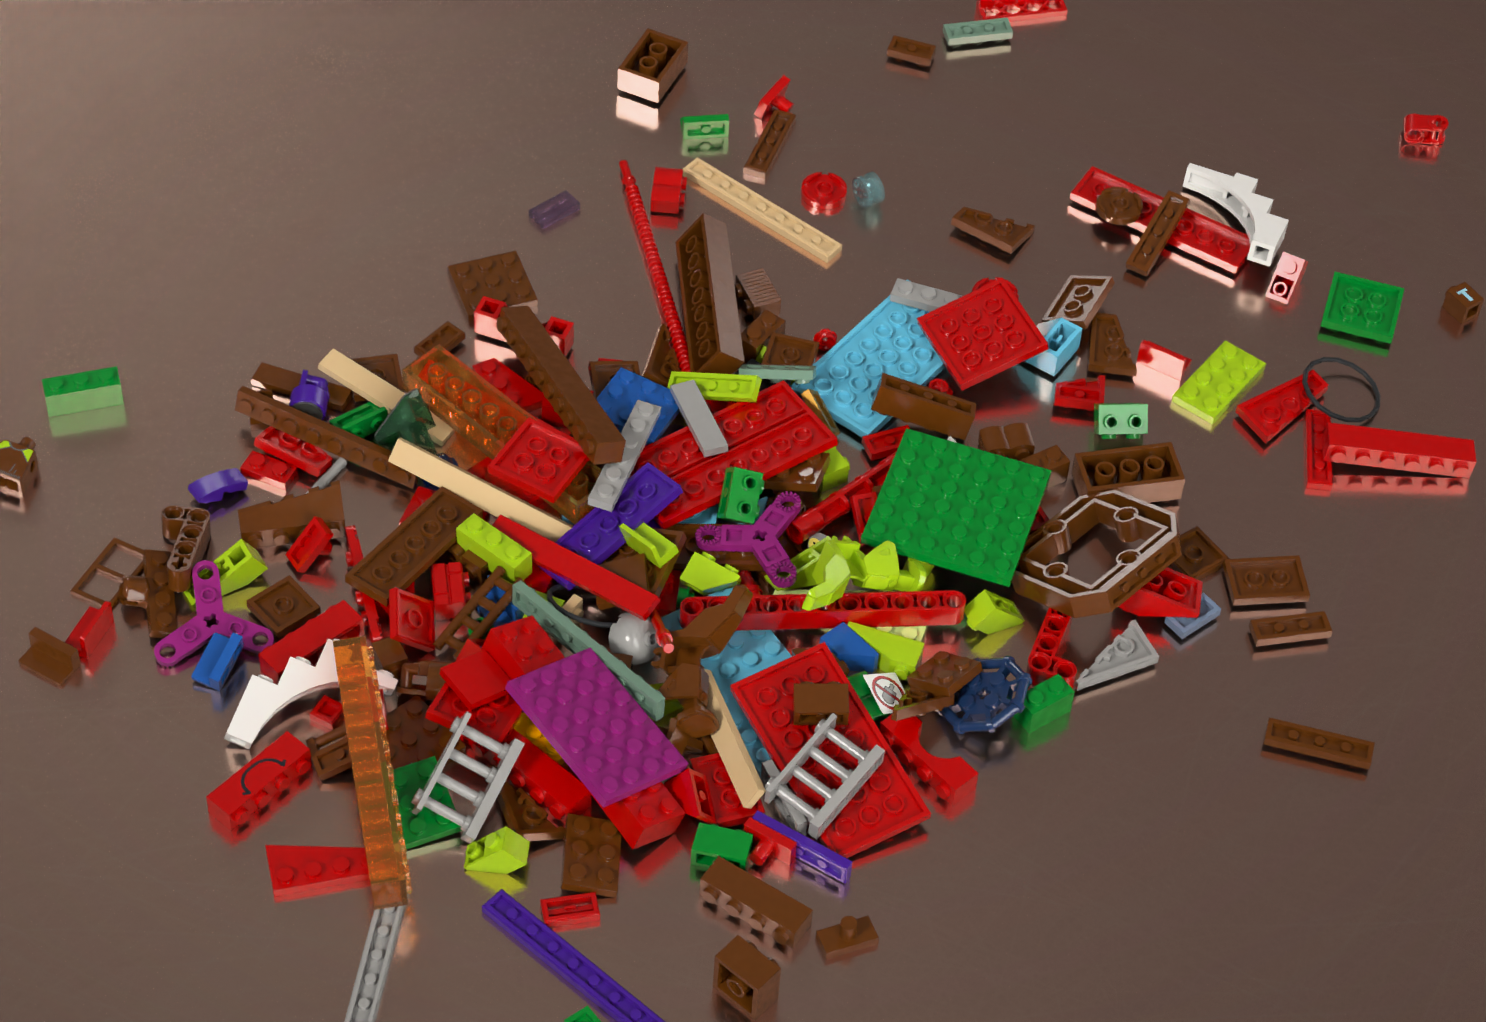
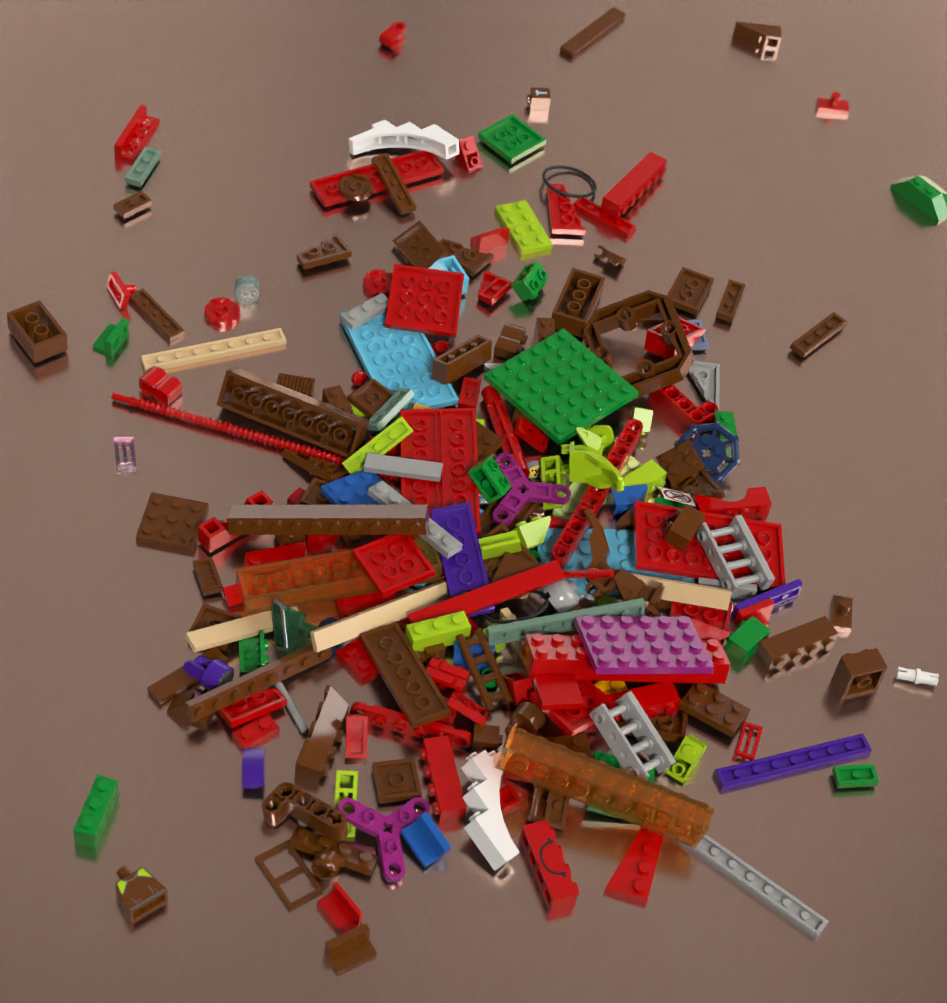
camera: 65 degrees left, 0 degrees up
(1248, 483) = (613, 258): none -> reddish brown plate

